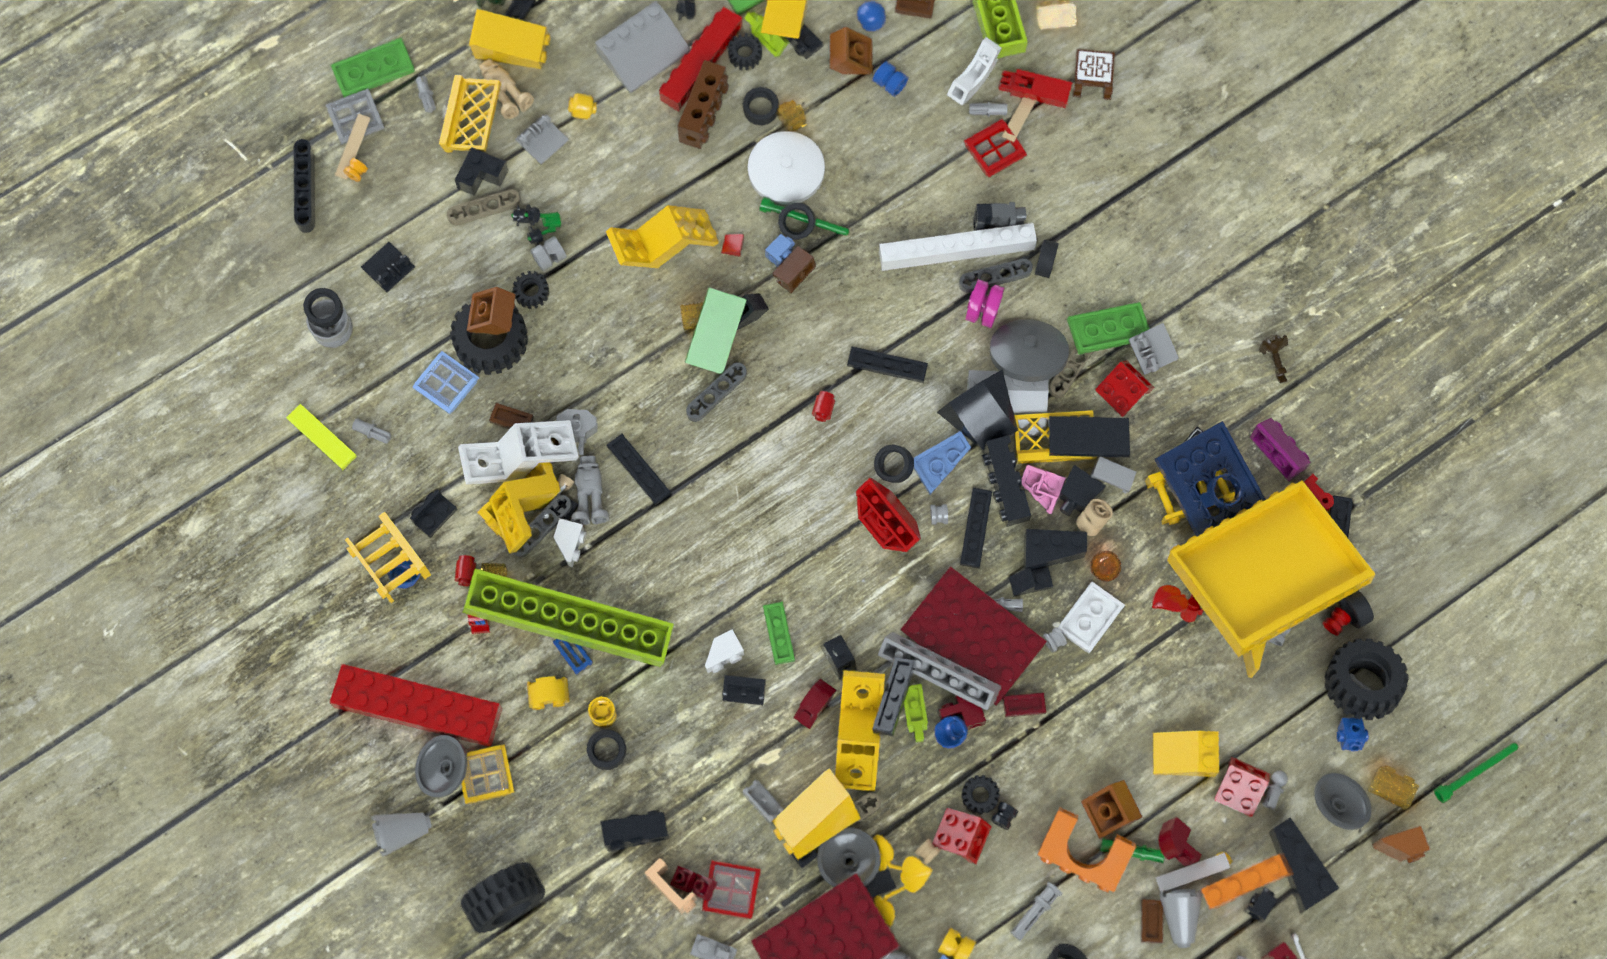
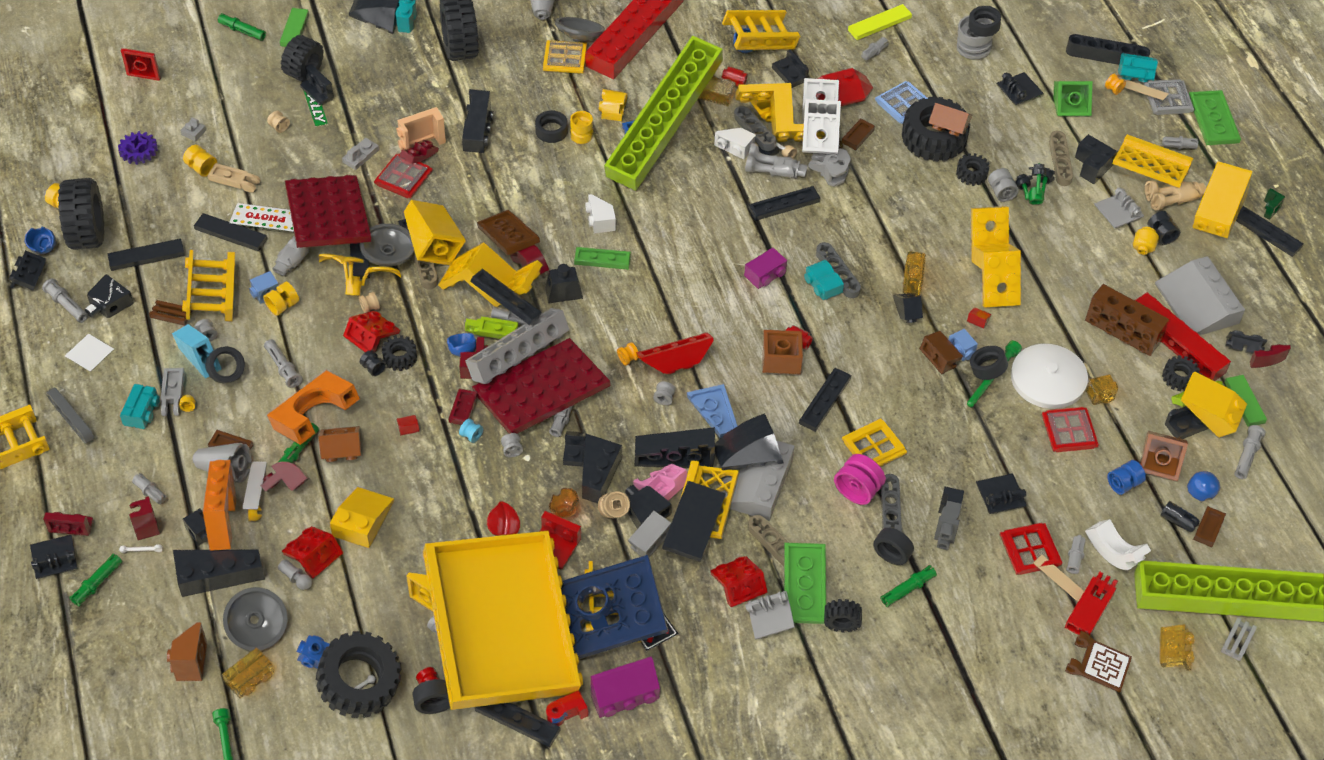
camera: 105 degrees right, 20 degrees down
(325, 149) = (1137, 67): none -> teal brick
(389, 208) = (1073, 98): none -> bright green slope
(443, 441) = (852, 86): none -> red wedge
(559, 91) = (1164, 227): none -> black wheel
(715, 330) = (893, 271): tile -> none
(738, 400) = (824, 280): none -> teal brick
(742, 460) = (765, 268): none -> magenta brick
(744, 690) = (563, 221): black hinge -> none
(760, 92) = (1122, 360): black tyre -> none
(763, 801) = (464, 207): light grey hinge -> none
(787, 736) = (508, 232): none -> reddish brown tile
(845, 138) = (1070, 429): none -> clear piece
(851, 413) = (782, 352): none -> dark orange slope
(879, 463) = (723, 370): black tyre -> none
(902, 564) = (627, 353): none -> light orange wheel
(915, 31) = (1180, 517): none -> black hinge
(927, 306) = (875, 442): none -> yellow piece
(943, 184) = (1001, 493): none -> black hinge
(957, 246) = (928, 482): white brick -> none
(976, 528) = (637, 419): black tile -> none
(1029, 350) = (800, 502): dark grey dish -> none
(1051, 685) = (471, 430): none -> medium azure wheel
(1063, 753) = (408, 425): none -> red slope
(1069, 236) = (914, 582): none -> green pin
(1090, 617) = (522, 483): white tile -> none
(1136, 284) = (843, 615): none -> black tyre
(1149, 562) = (564, 534): none -> red bracket
(1273, 345) = (739, 723): dark brown piece -> none

